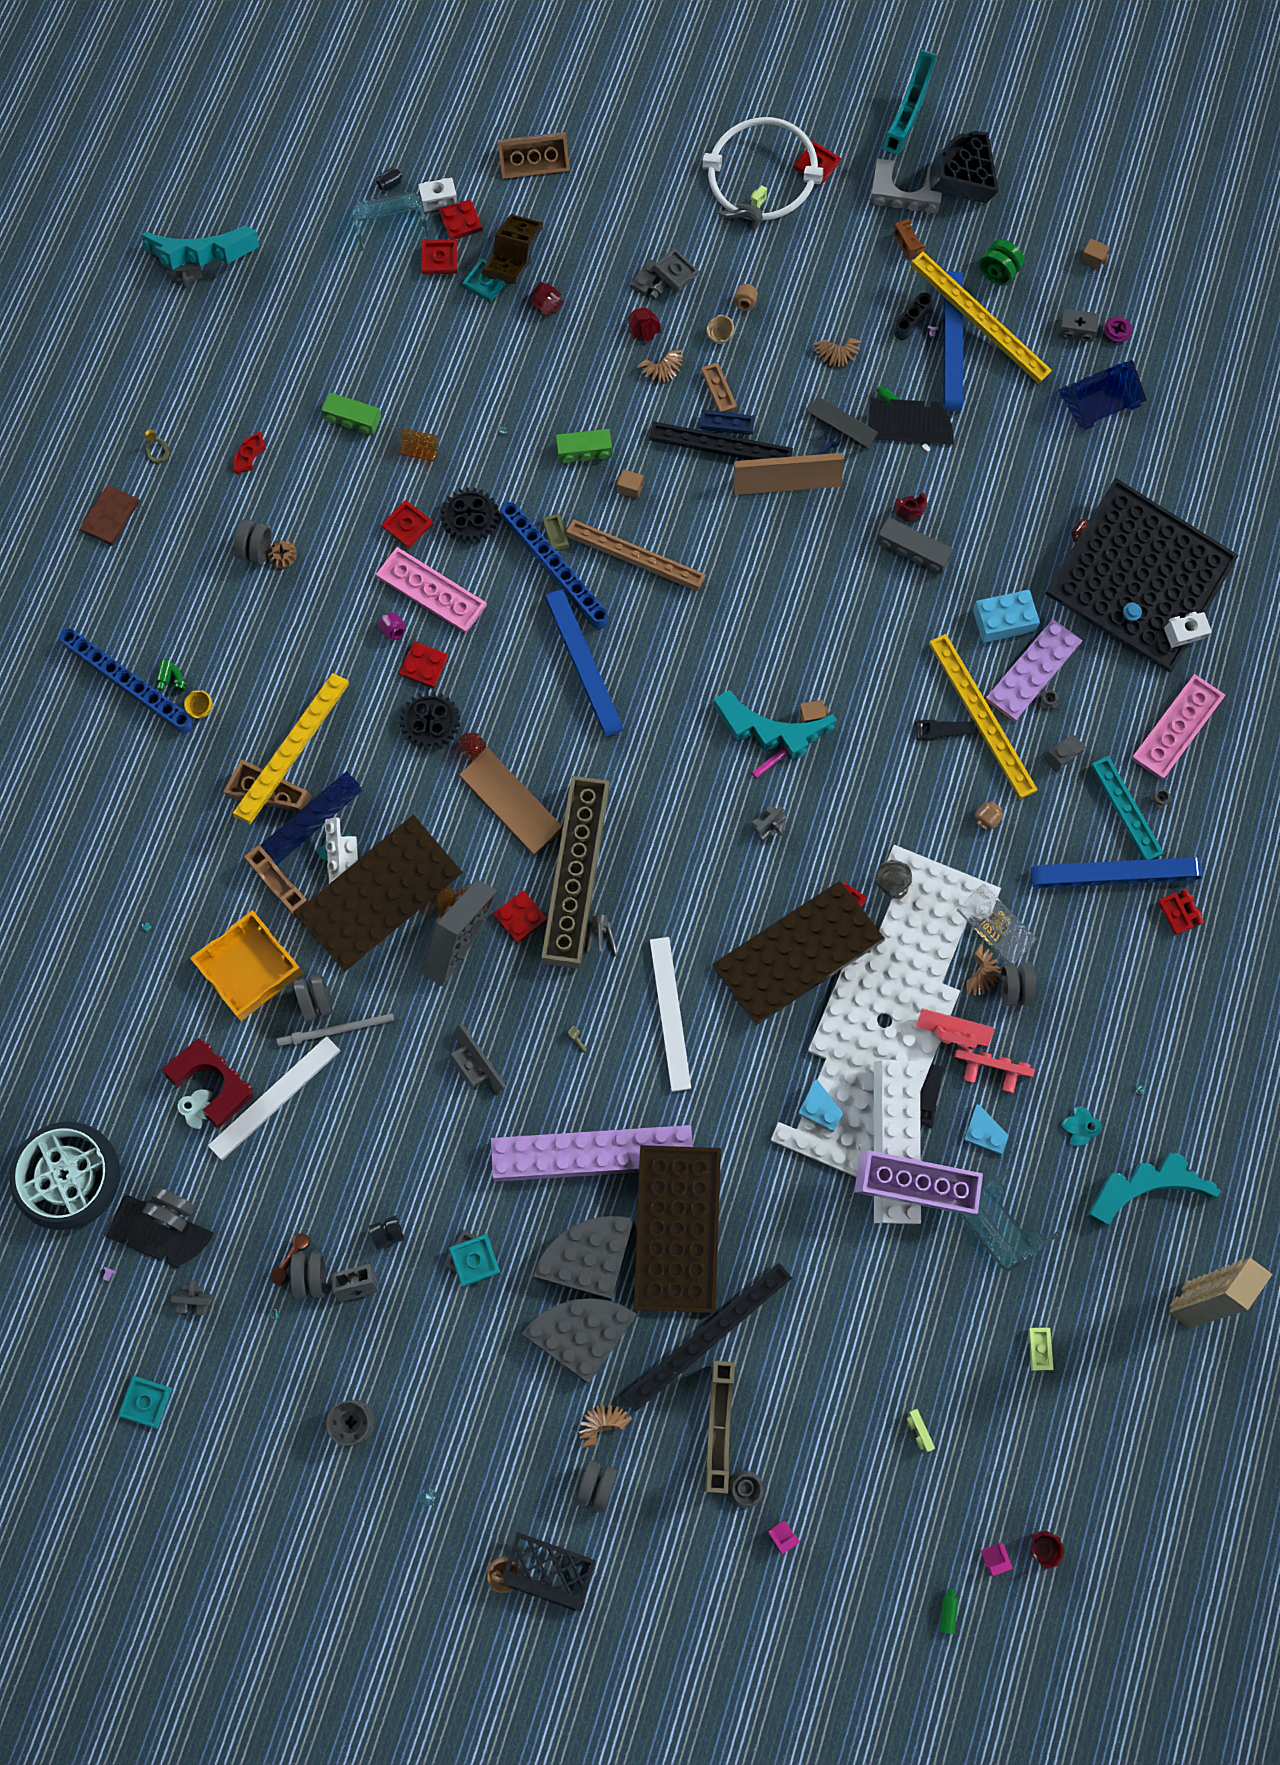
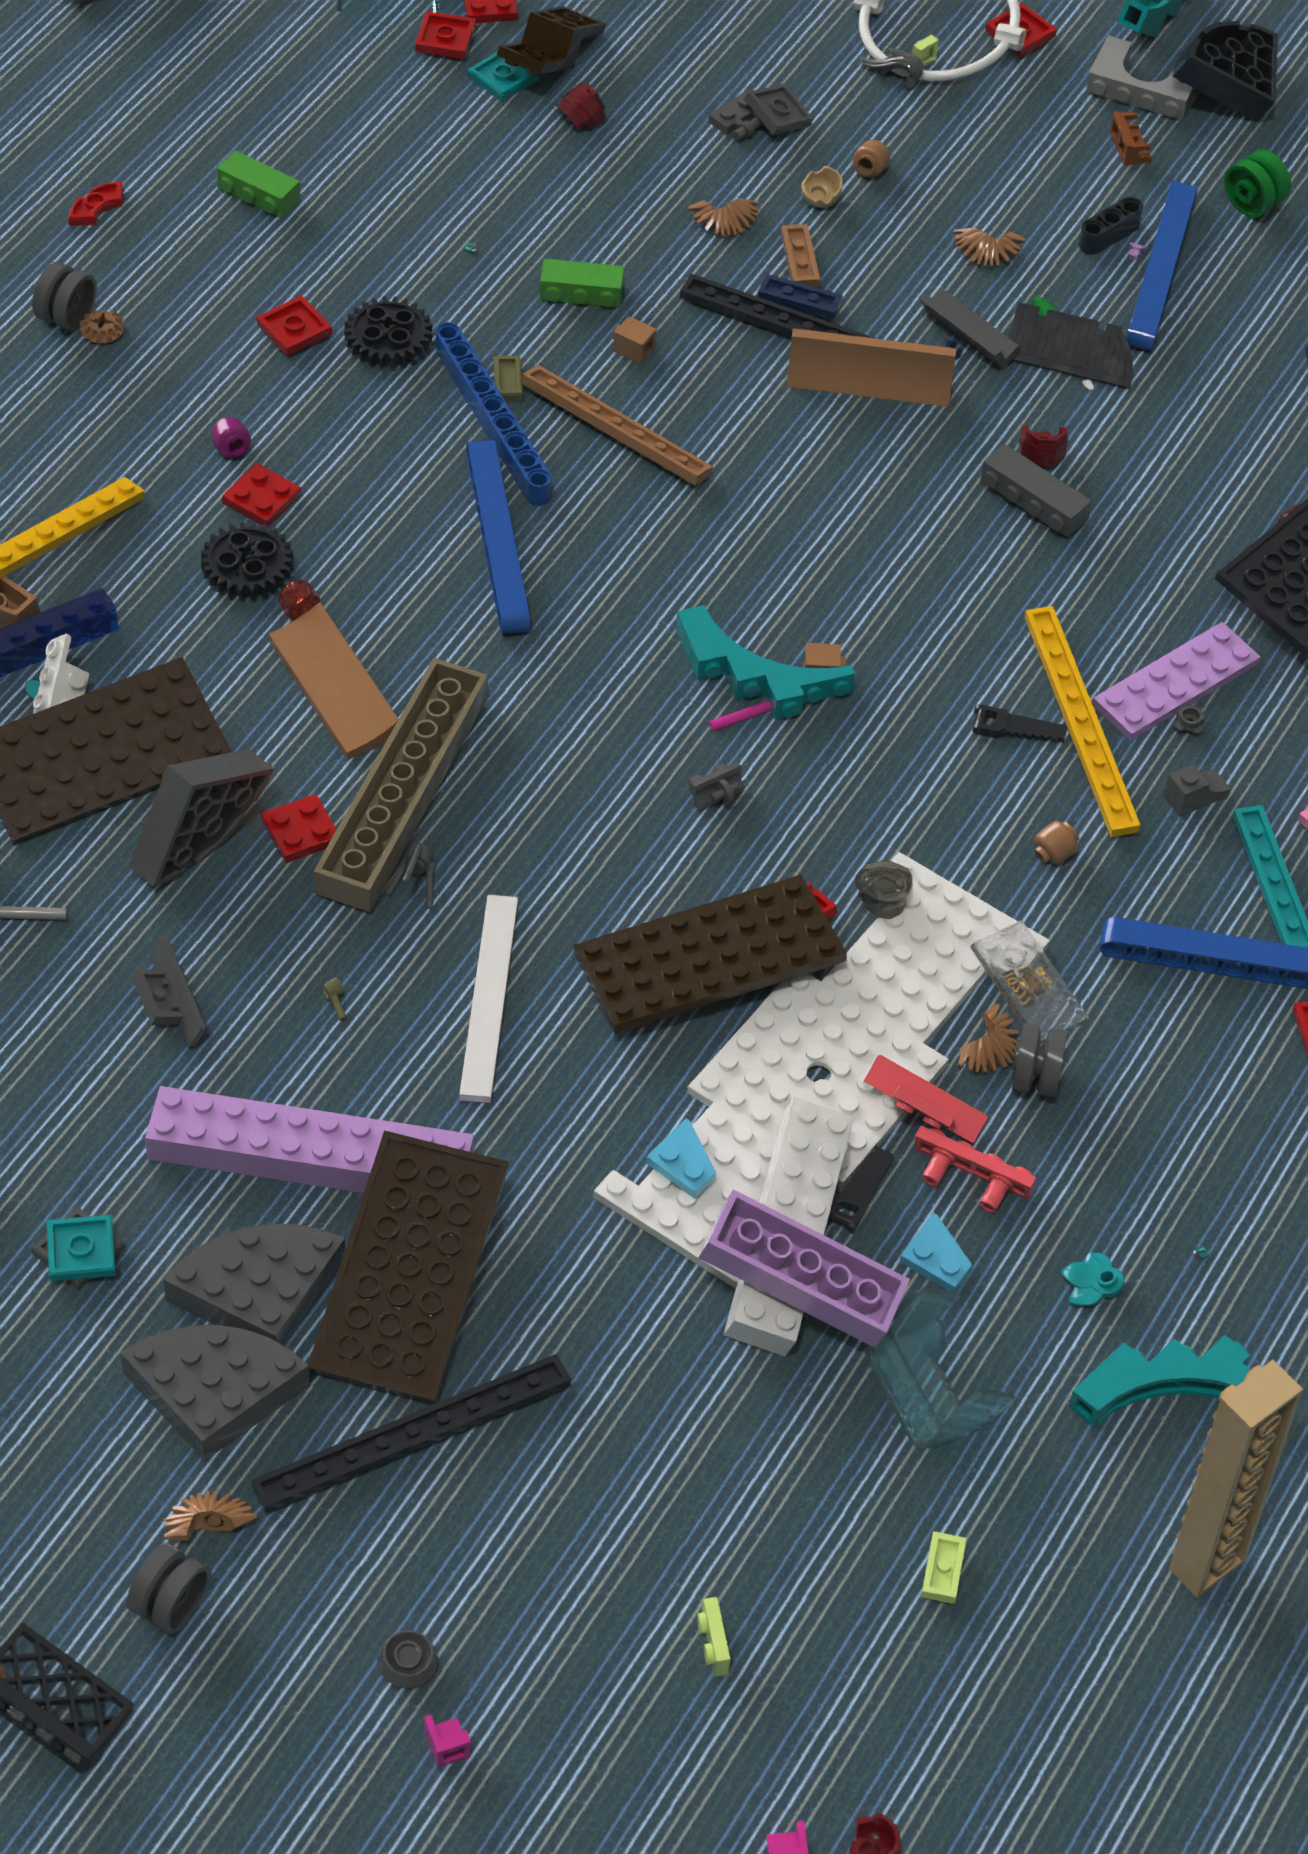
camera: 10 degrees right, 20 degrees down
(419, 445) = (343, 235): clear orange bracket -> none
(431, 590) = (303, 408): bright pink plate -> none
(643, 324) = (713, 161): dark red hair -> none
(719, 1427) = (371, 1601): dark tan arch -> none
(980, 317) = (1209, 241): yellow plate -> none
(1006, 616) = (1150, 602): medium azure brick -> none

